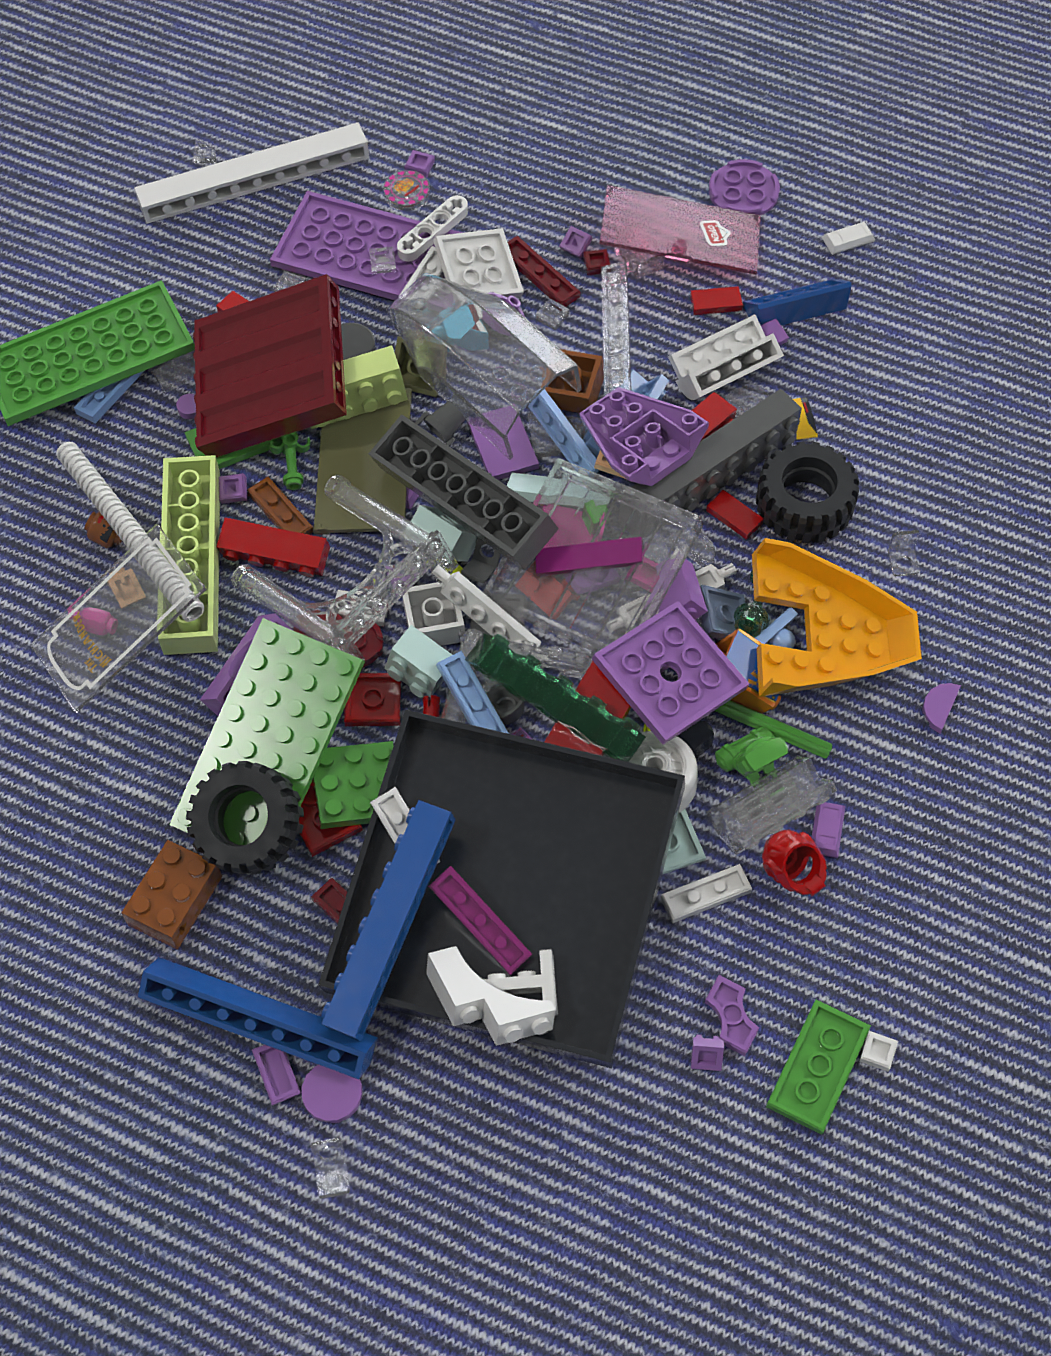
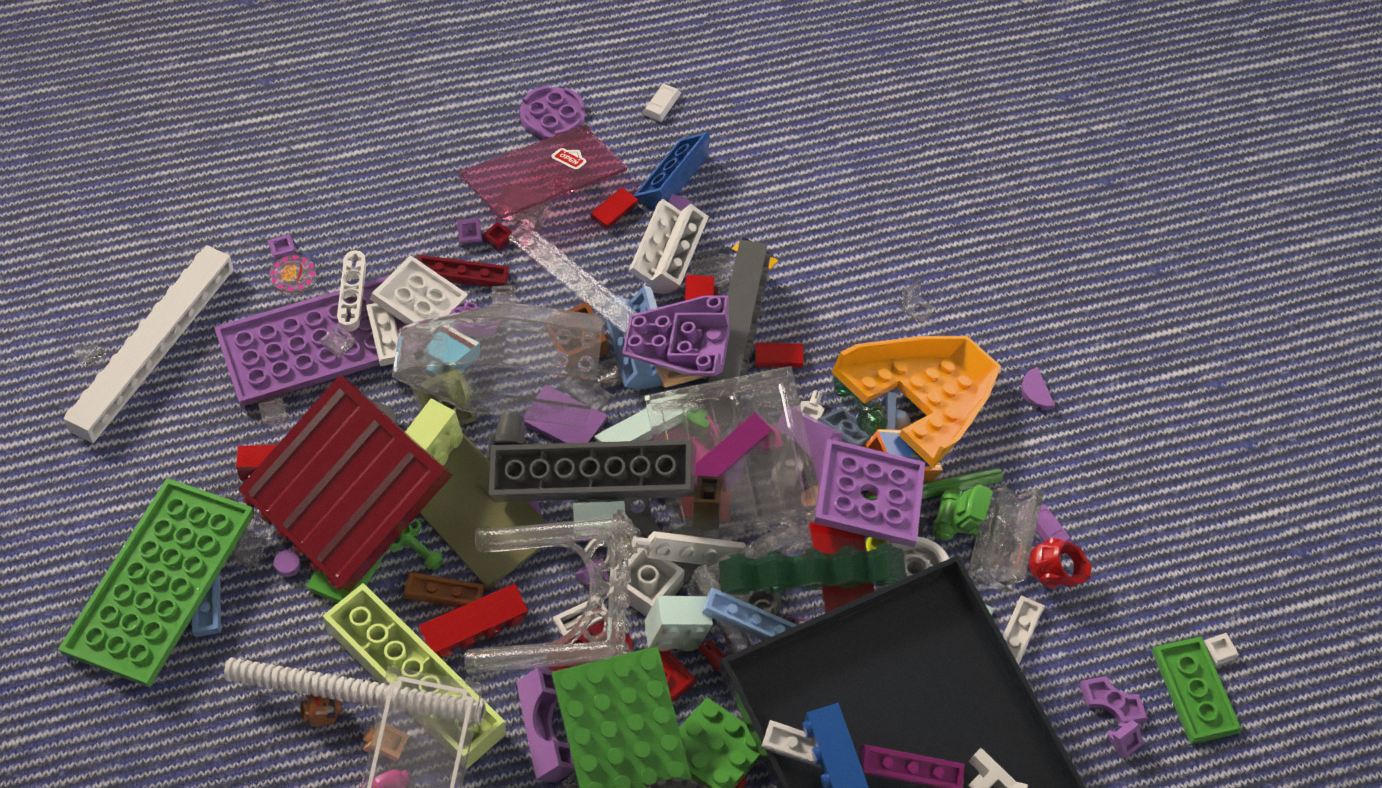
camera: 45 degrees left, 5 degrees down
(232, 488) = (393, 599): medium lavender tile -> none
(529, 582) = (708, 502): none -> dark brown slope
(562, 432) = (624, 384): light blue tile -> none
(811, 465) = (824, 280): black tyre -> none

